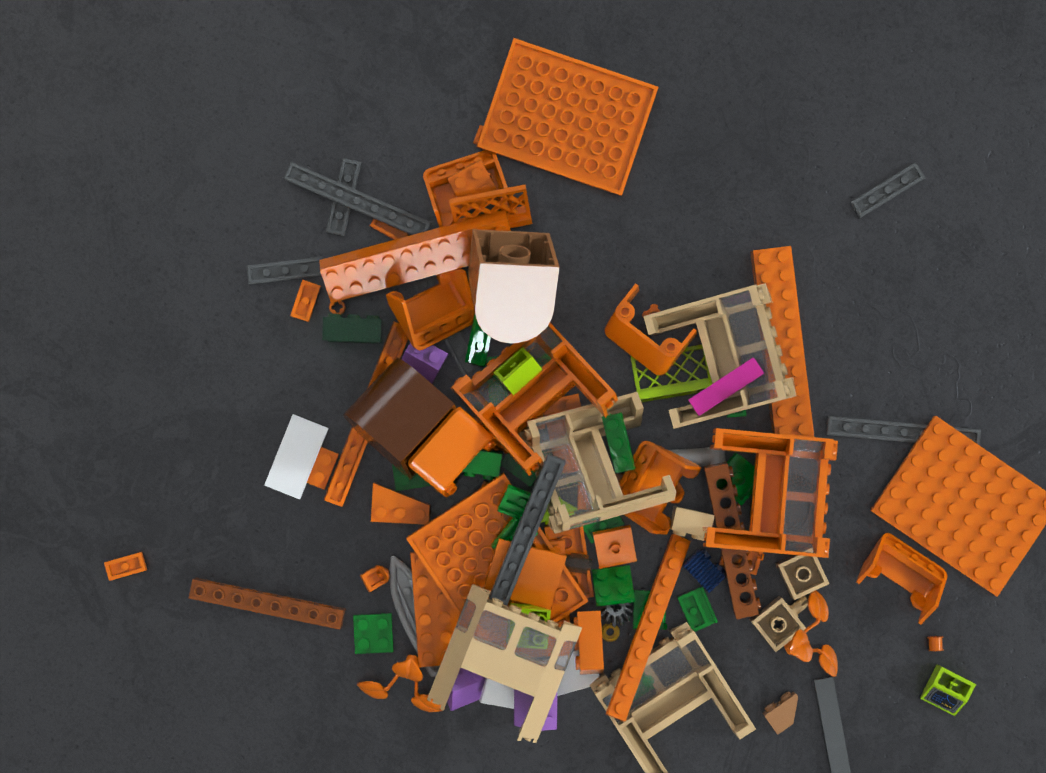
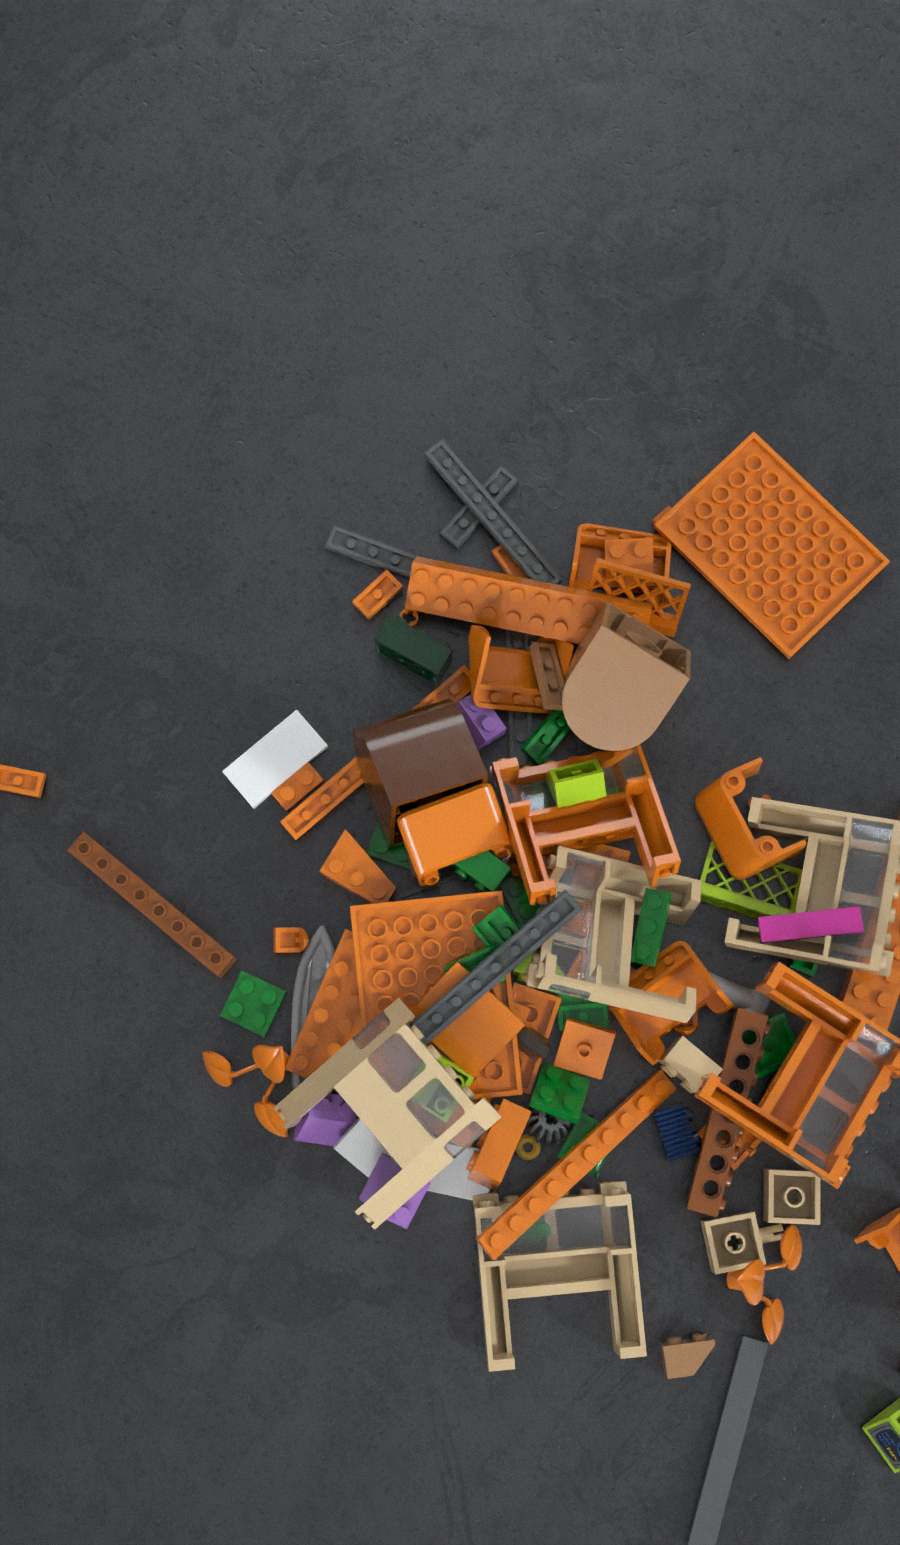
camera: 30 degrees right, 10 degrees down
(457, 299) = (548, 675): none -> medium nougat plate
(697, 609) = (645, 1173): green plate -> none

